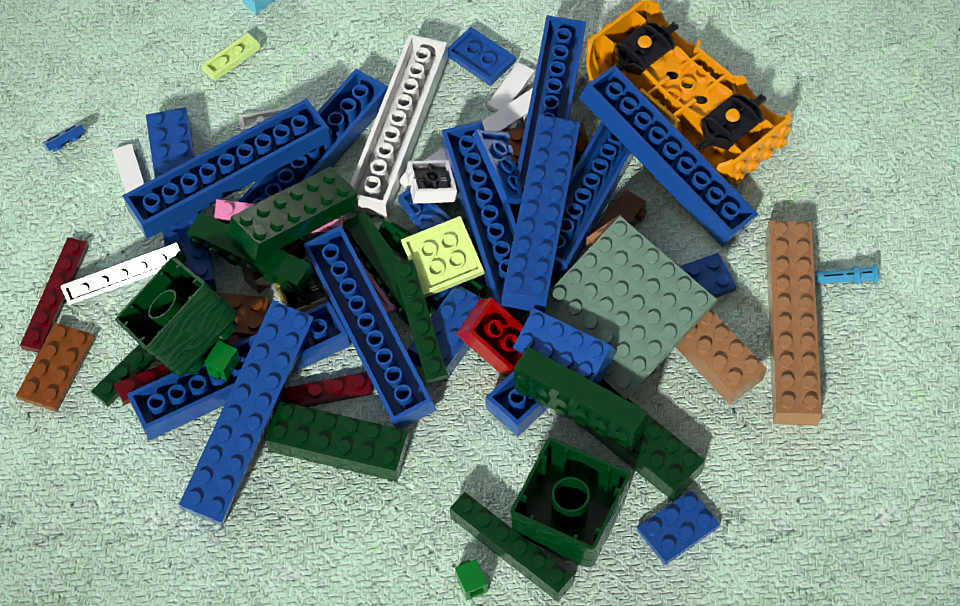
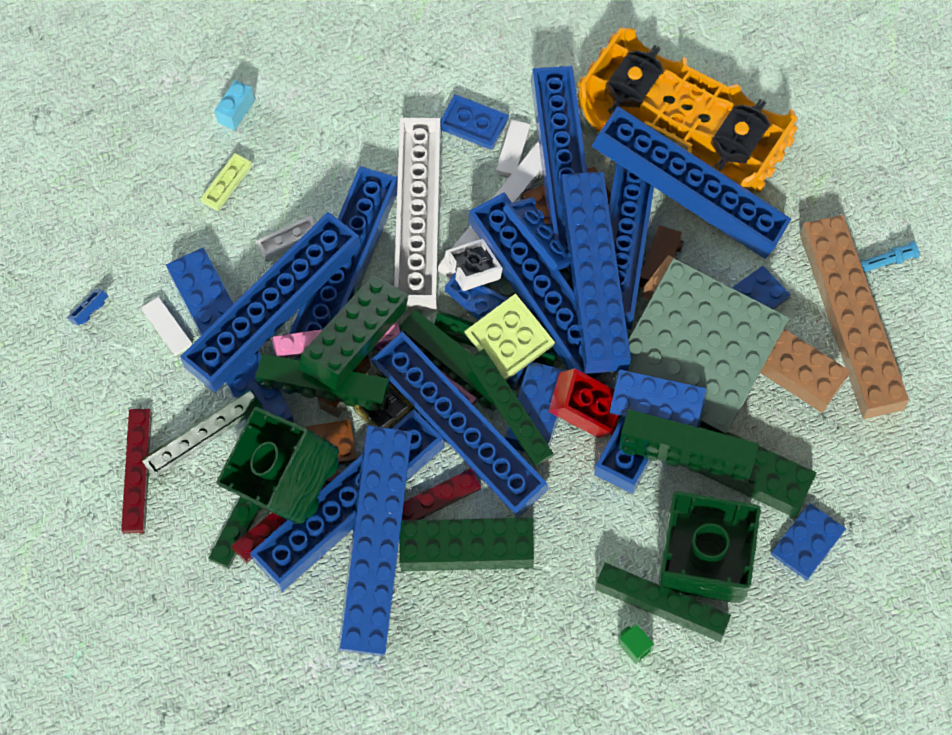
camera: 15 degrees left, 5 degrees up
(55, 367) = (164, 543): dark orange plate -> none
(222, 360) = (333, 496): green brick -> none

